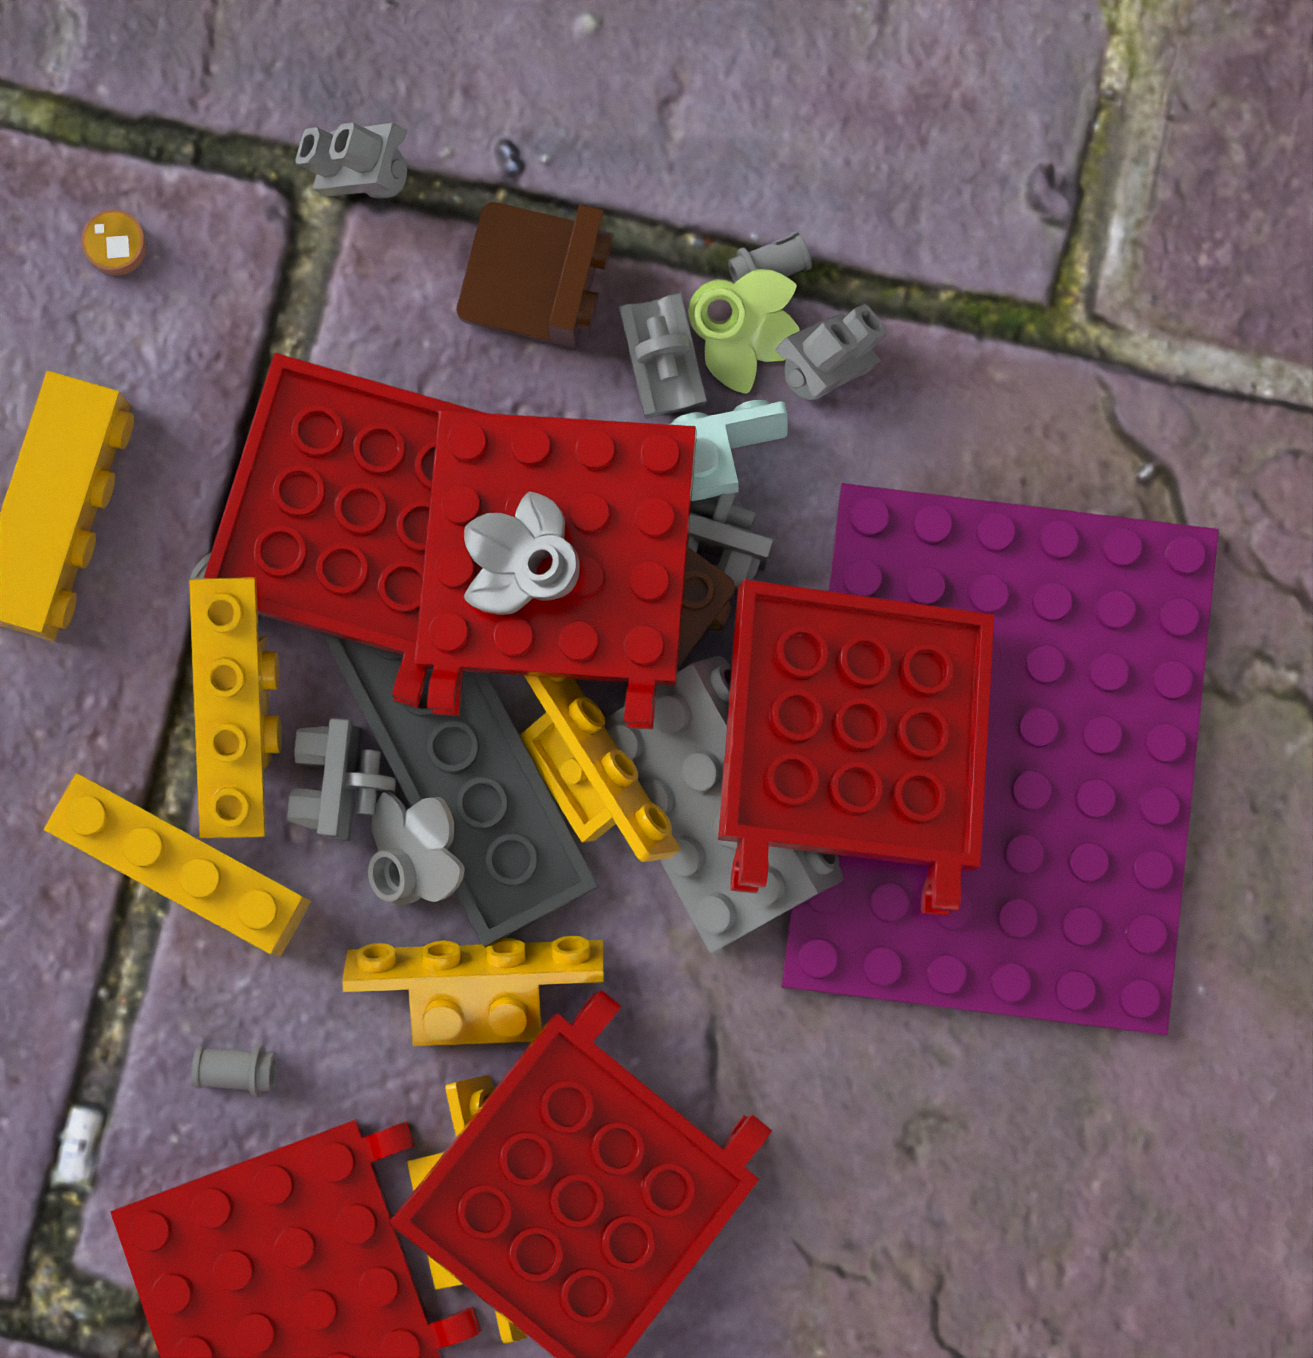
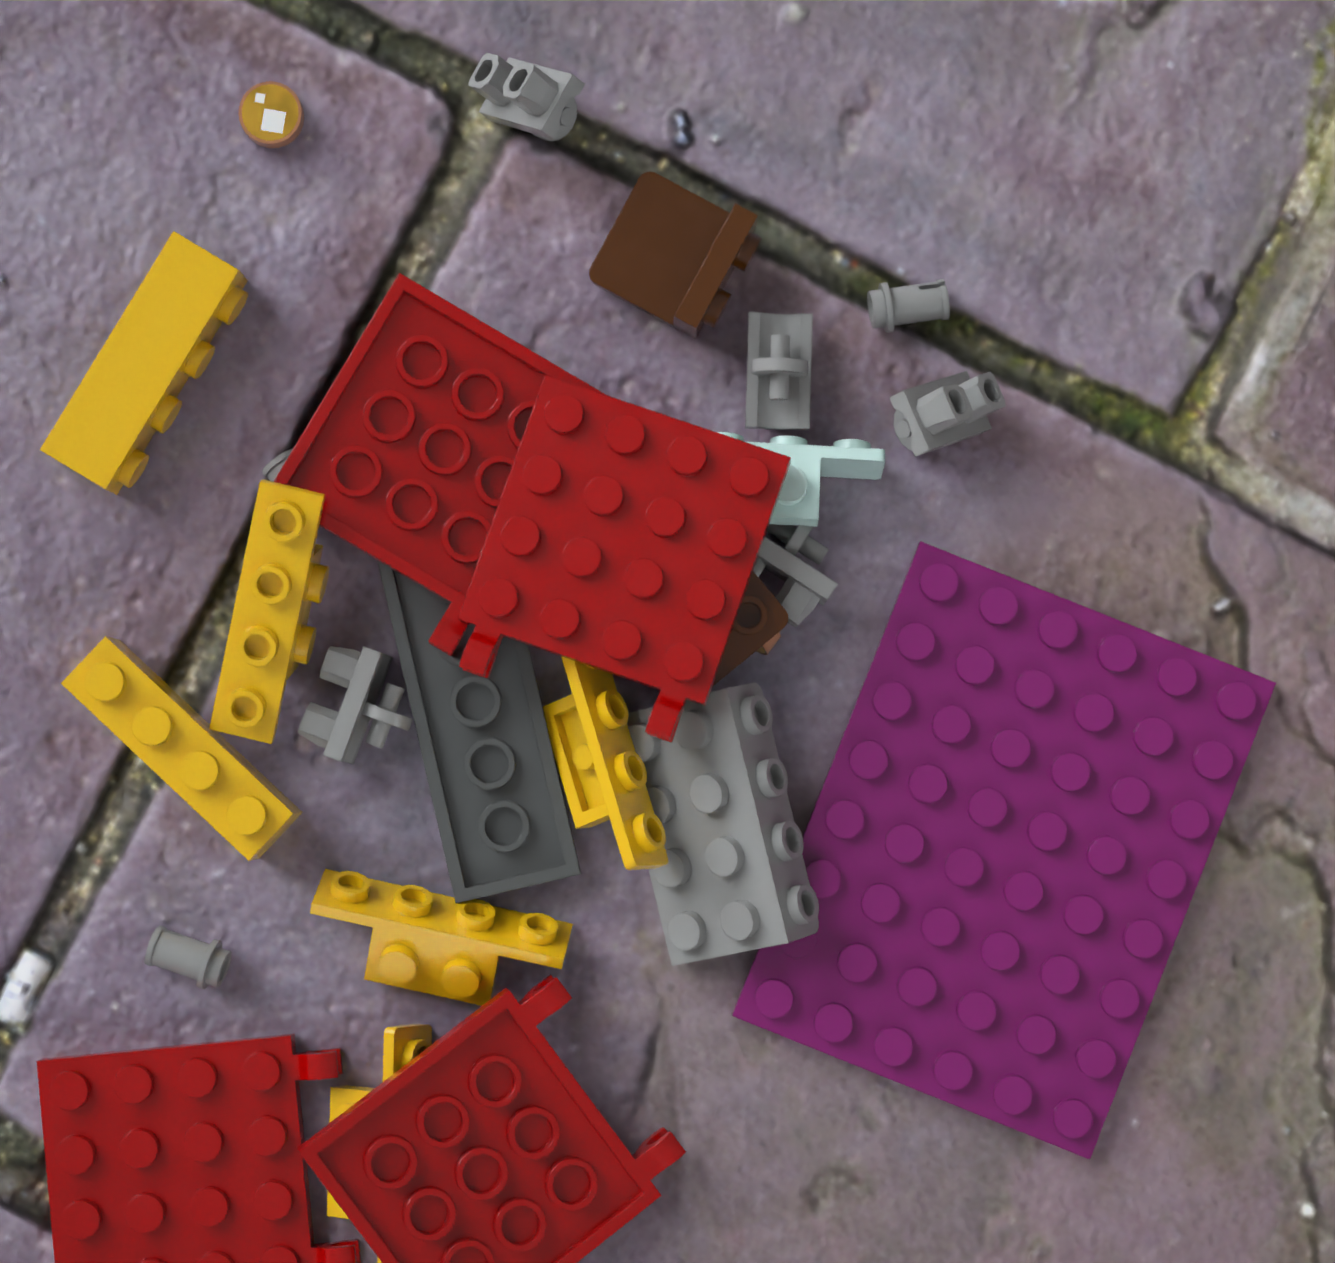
camera: 15 degrees right, 5 degrees up
(413, 851) = (411, 794): light grey plate -> none
(512, 552) = (577, 539): light grey plate -> none
(751, 330) = (874, 367): yellowish green plate -> none
(856, 734) = (867, 798): red plate -> none

